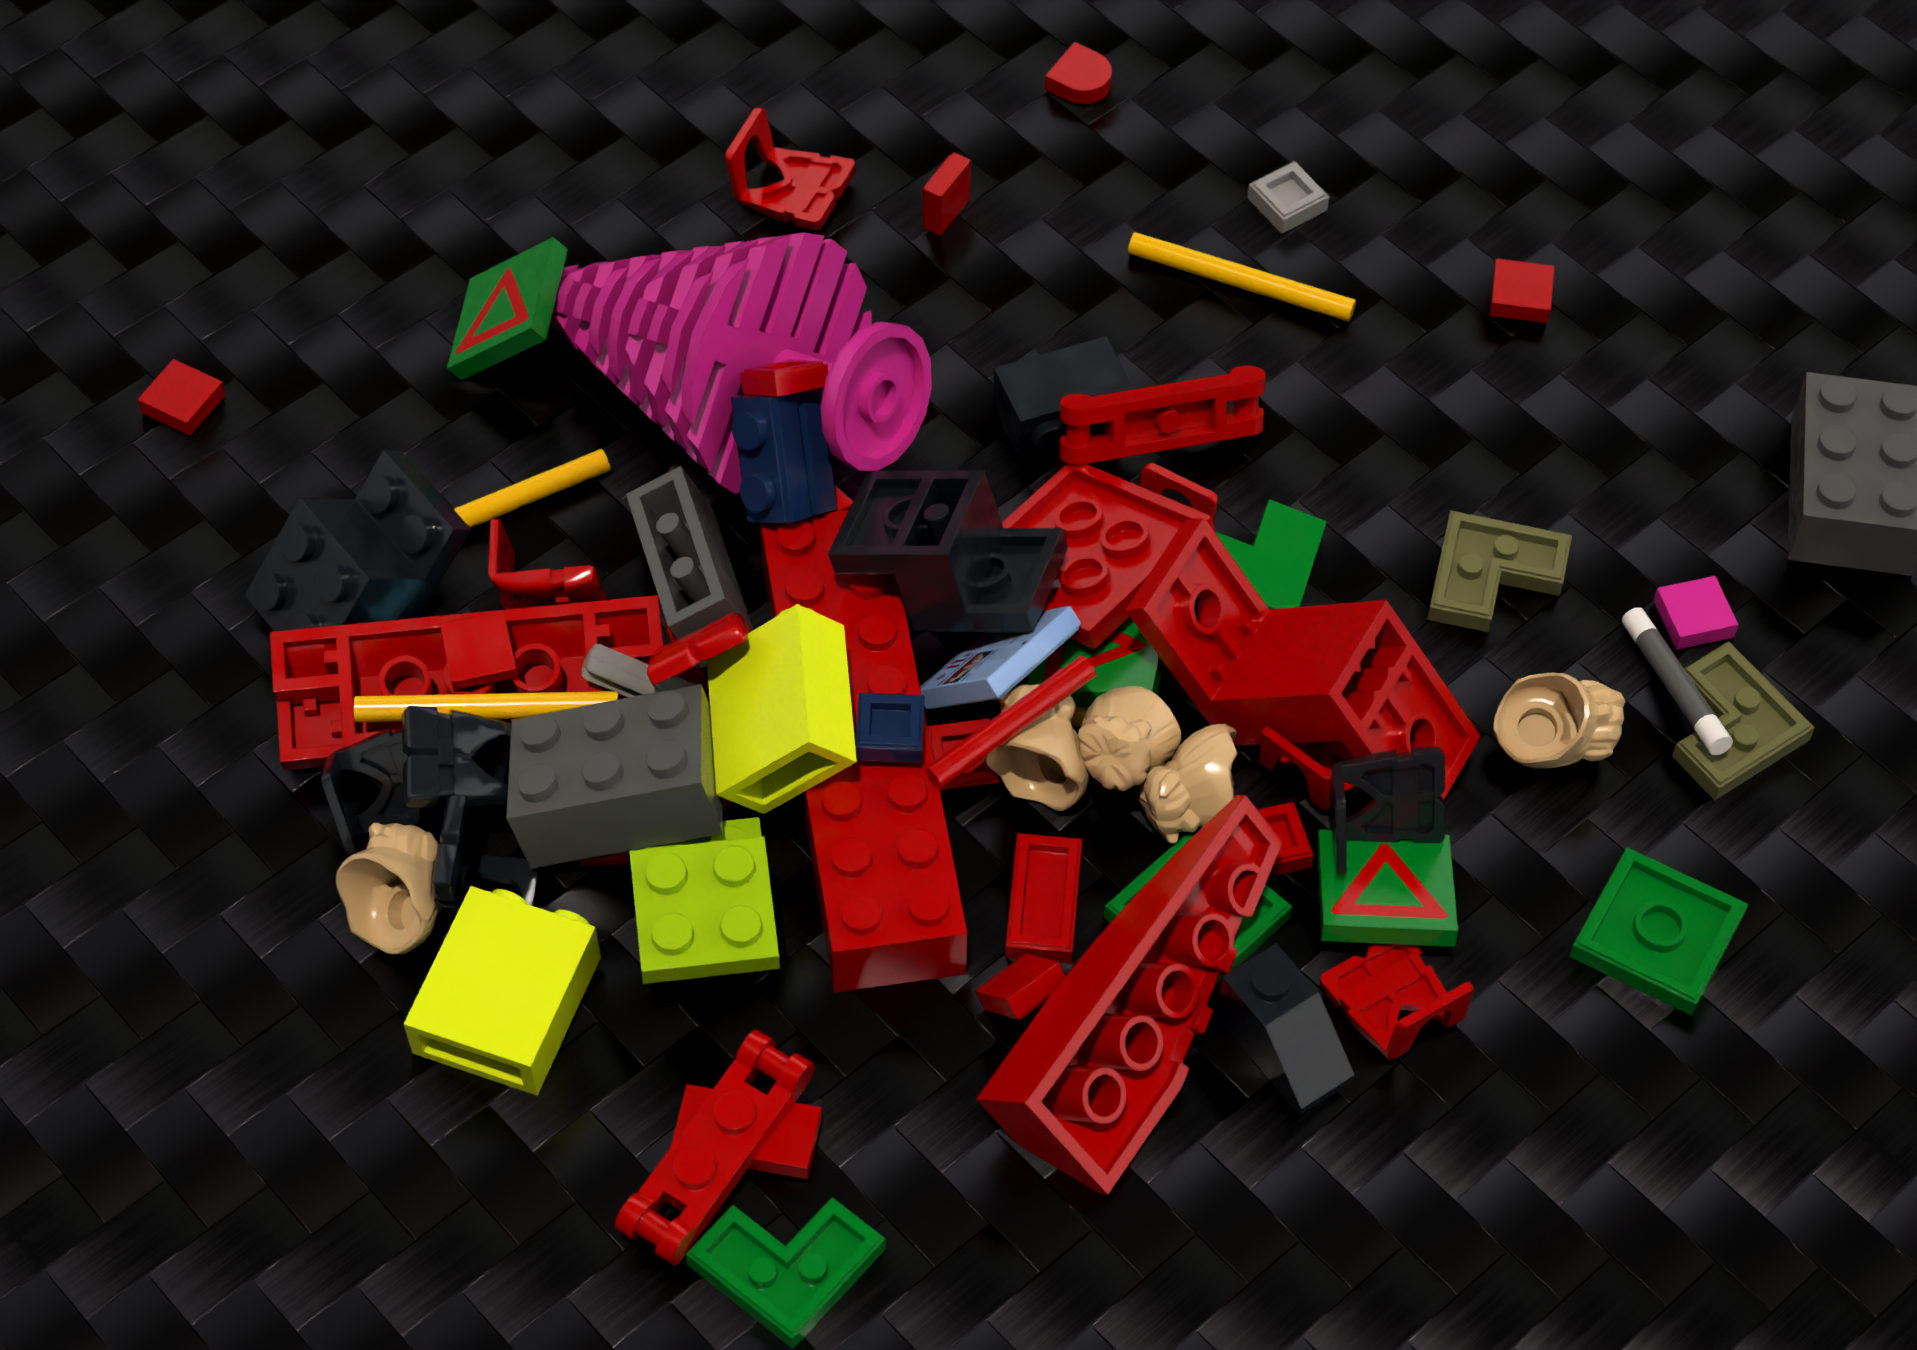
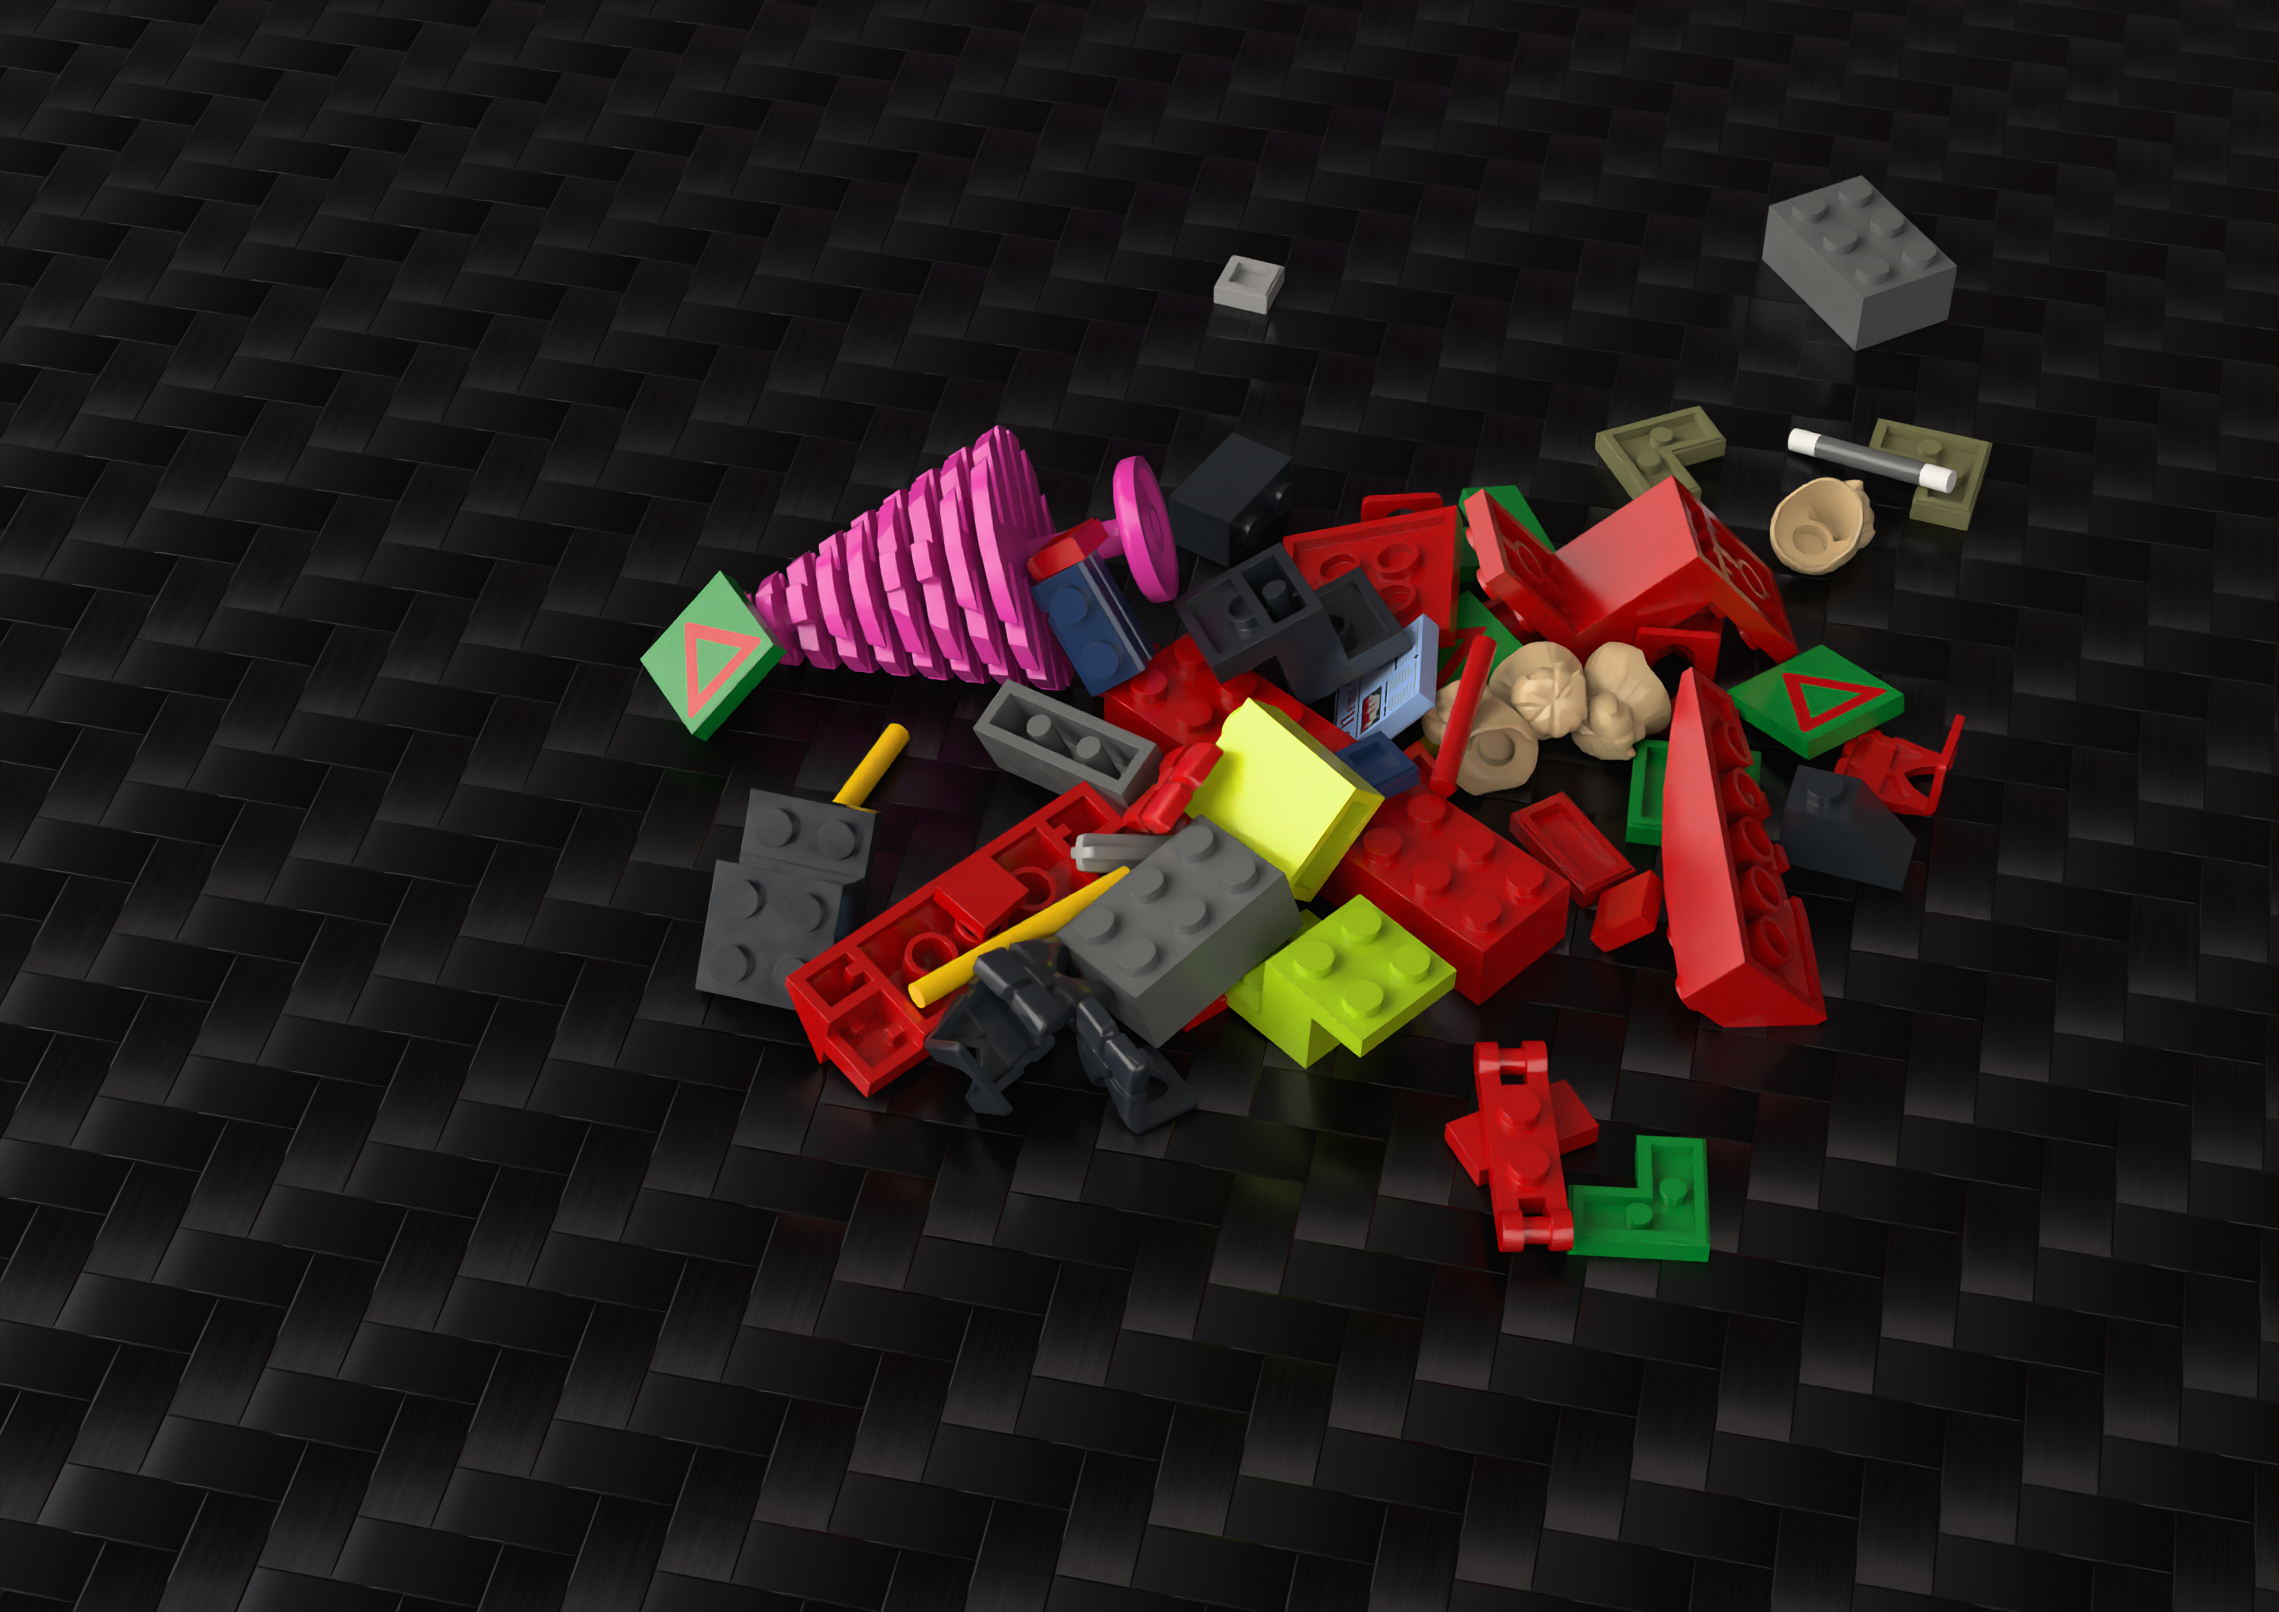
camera: 35 degrees left, 10 degrees down
(181, 397) = (473, 874): red tile -> none
(391, 888) = (1072, 1118): tan hair -> none
(503, 989) = (1237, 1138): neon yellow brick -> none
(537, 586) = (962, 836): red piece -> none
(808, 184) = (858, 458): red piece -> none
(946, 193) = (984, 398): red tile -> none
(1080, 76) = (999, 275): red tile -> none
(1162, 416) = (1327, 470): red plate -> none
(1242, 277) = (1271, 355): yellow bar -> none
(1404, 801) = (1779, 628): black piece -> none
(1522, 291) = (1491, 264): red tile -> none
(1659, 931) = (2021, 631): green tile -> none
(1695, 612) = (1834, 412): dark pink tile -> none

